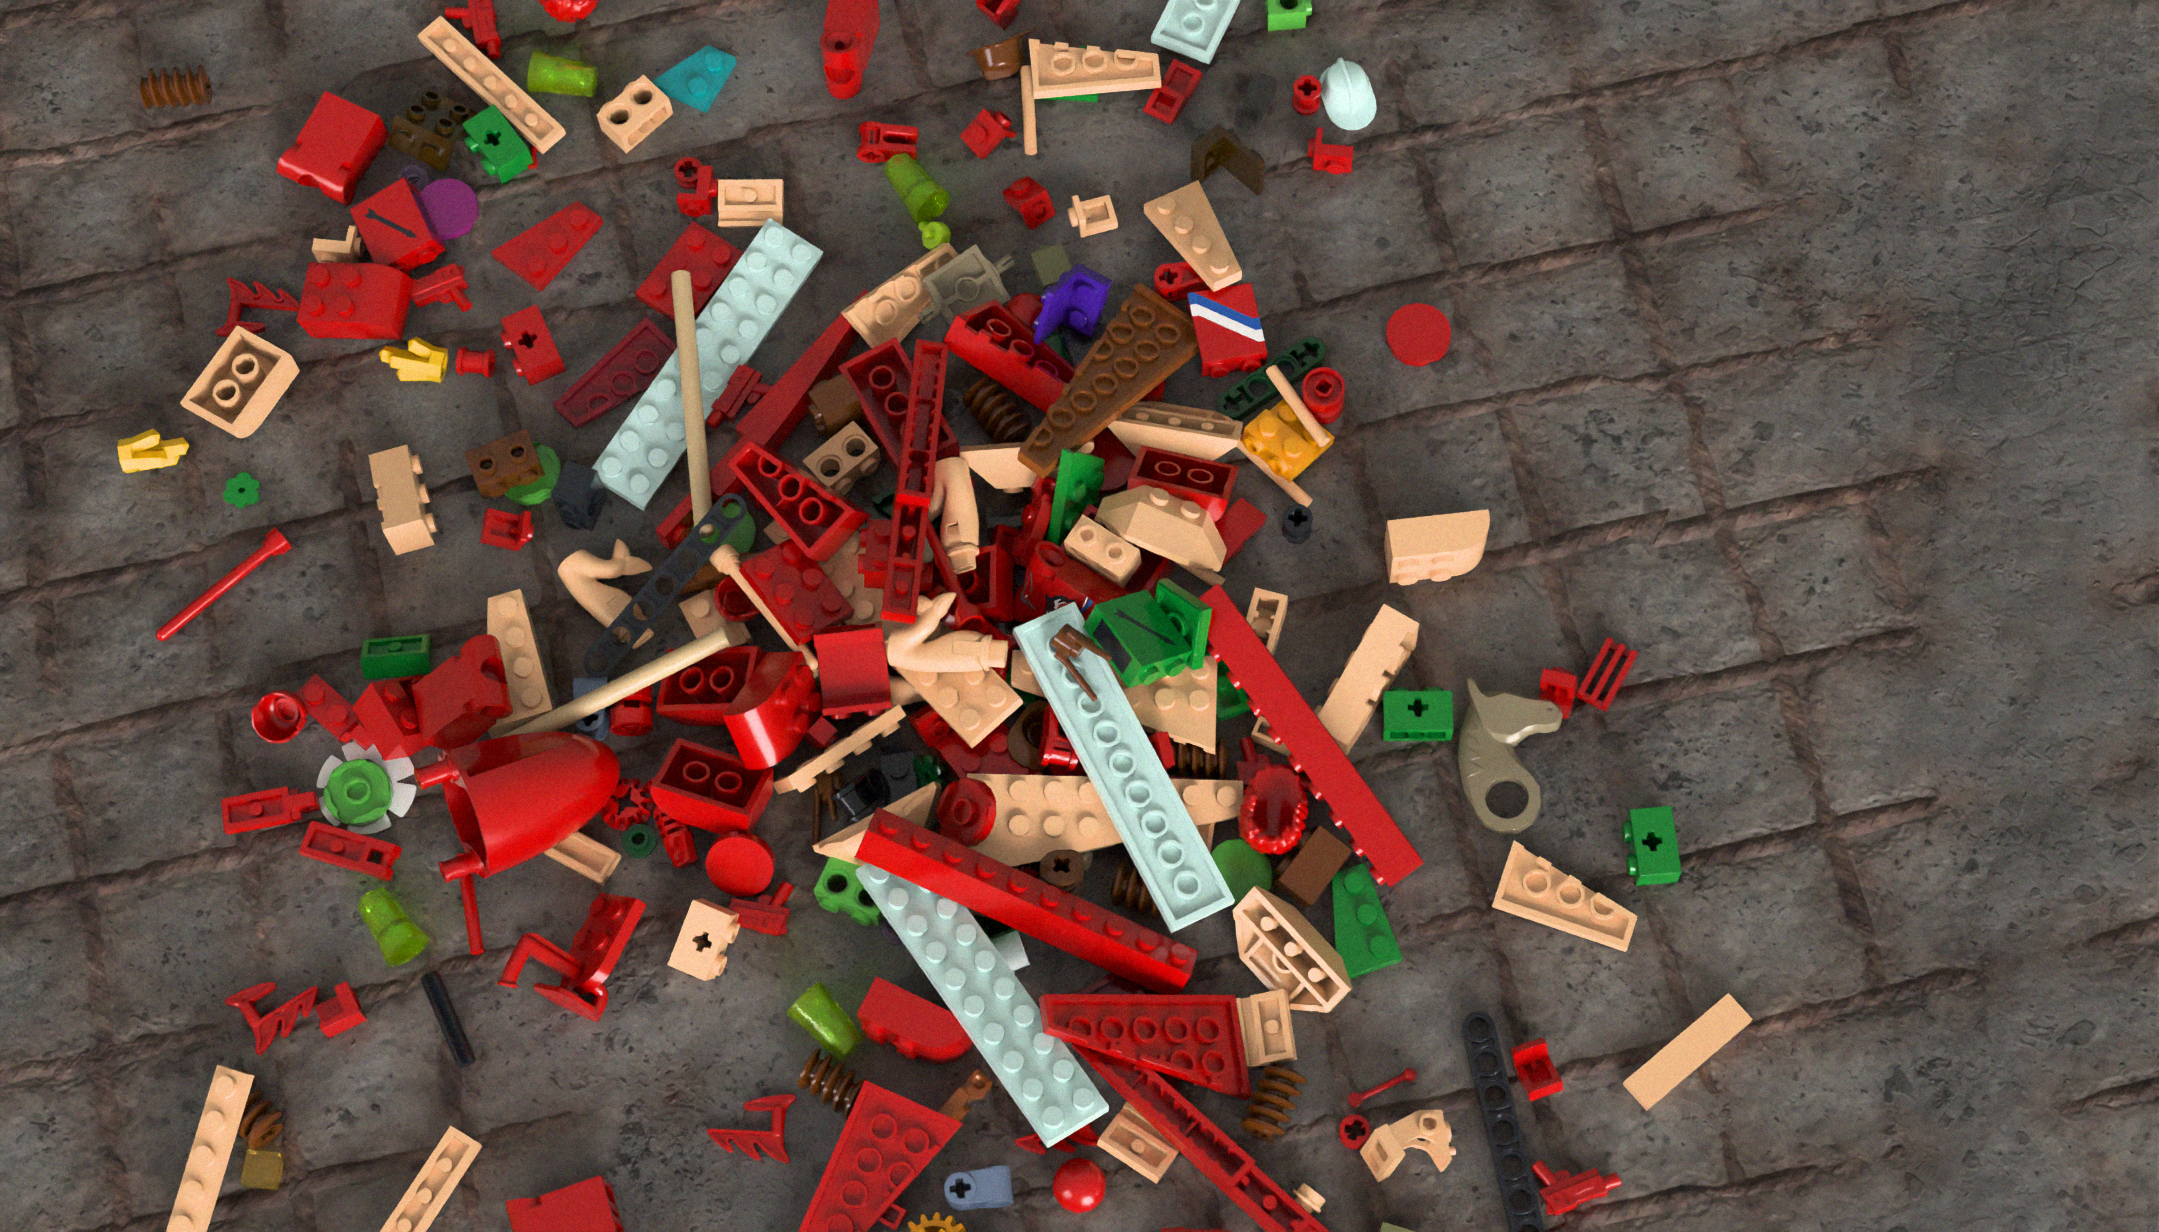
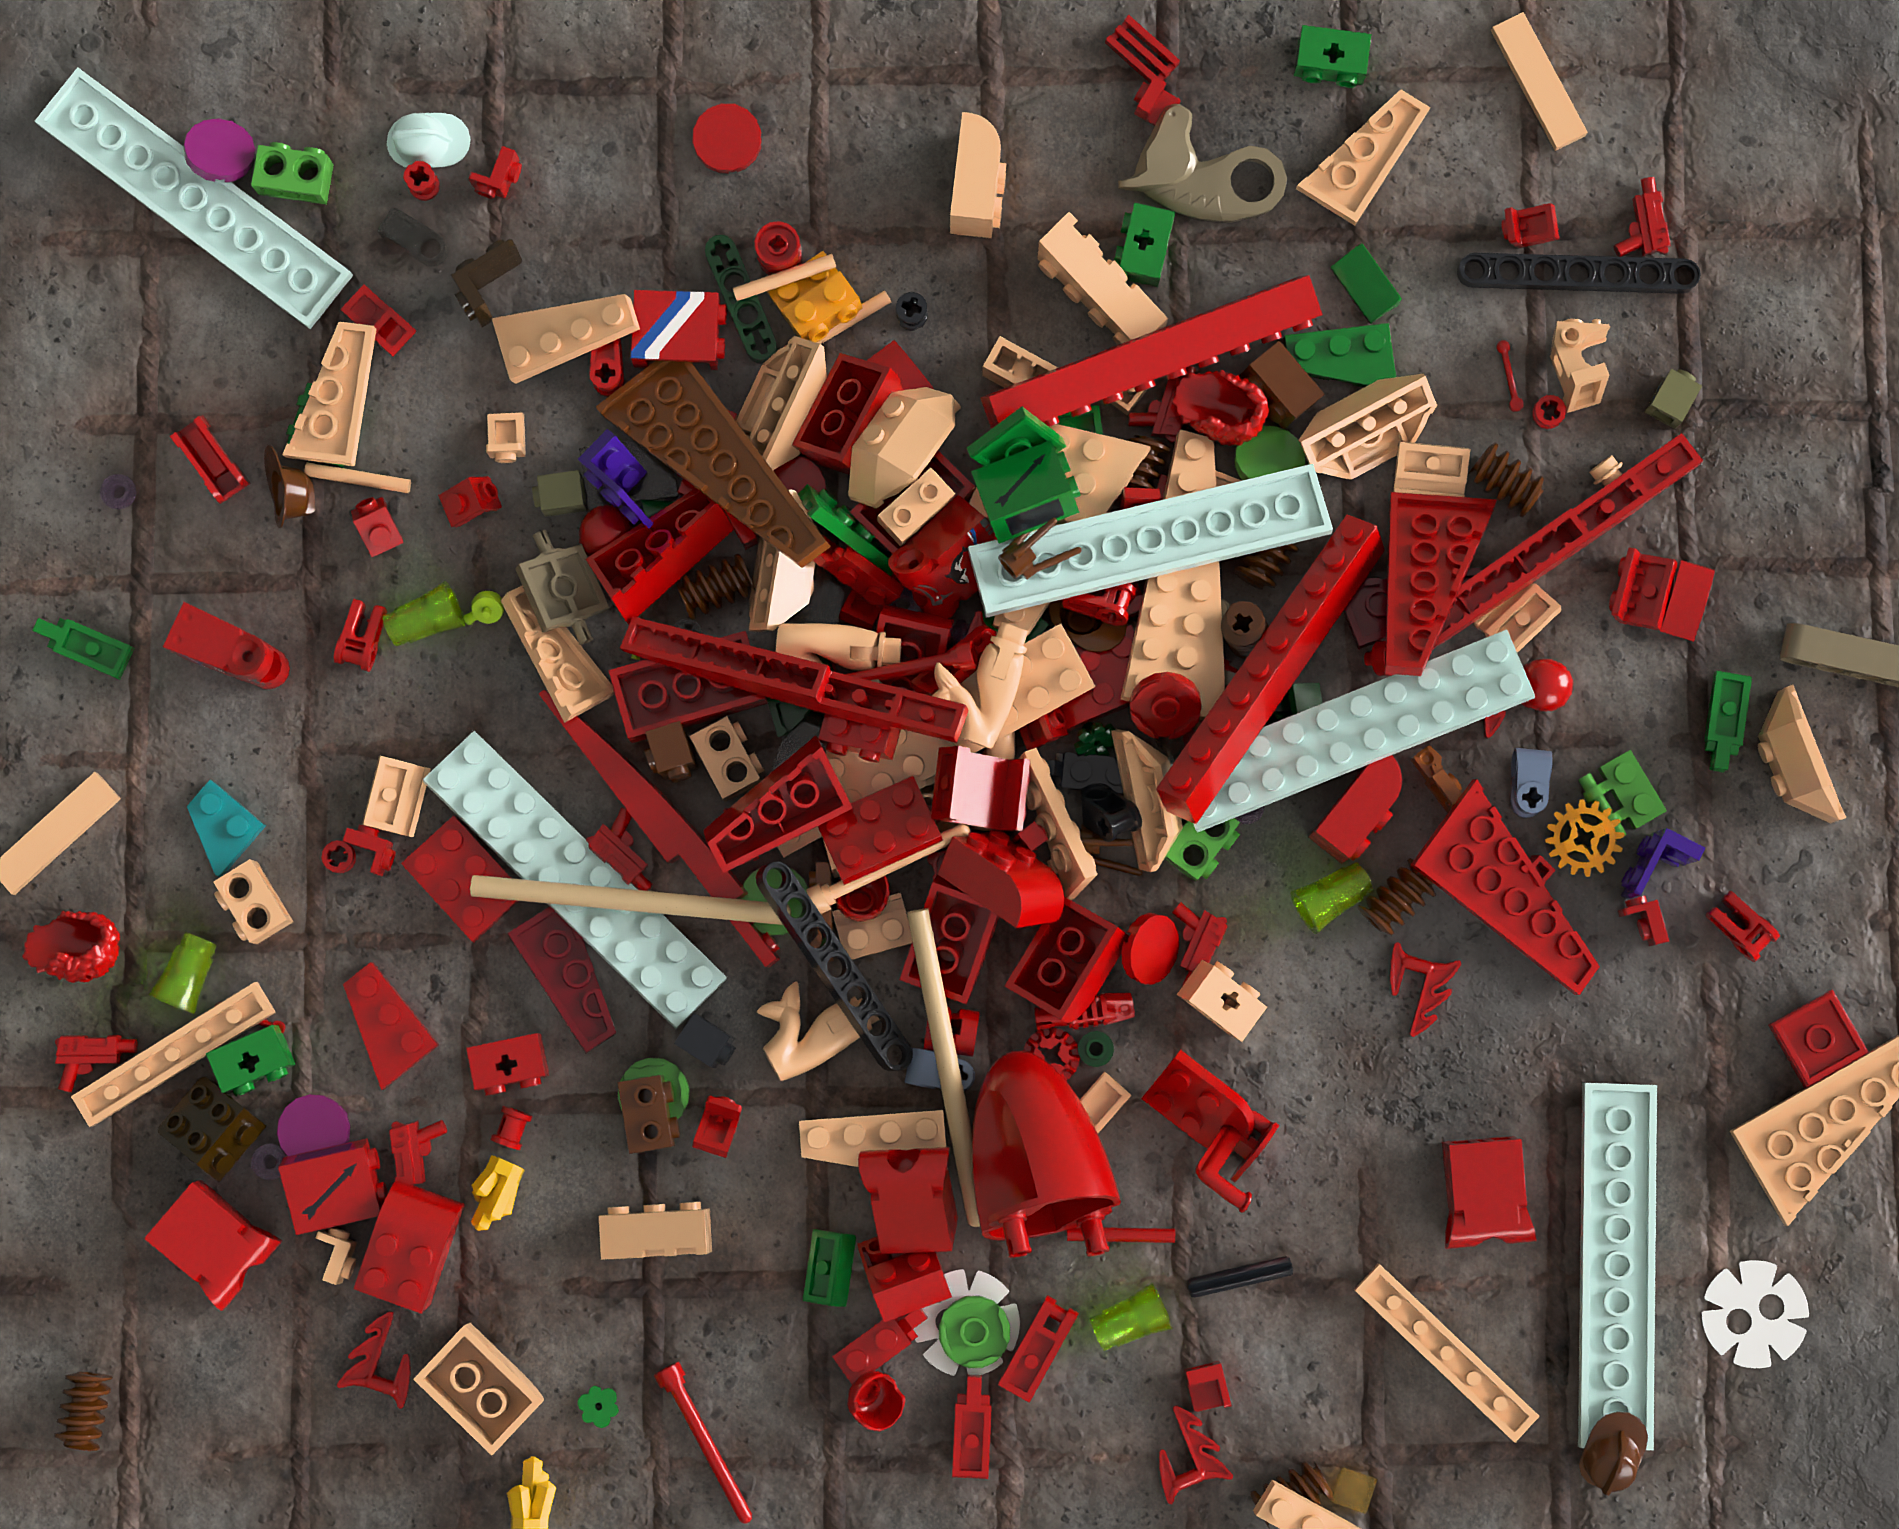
camera: 80 degrees left, 15 degrees up
(1436, 929) = (1366, 283): none -> green slope

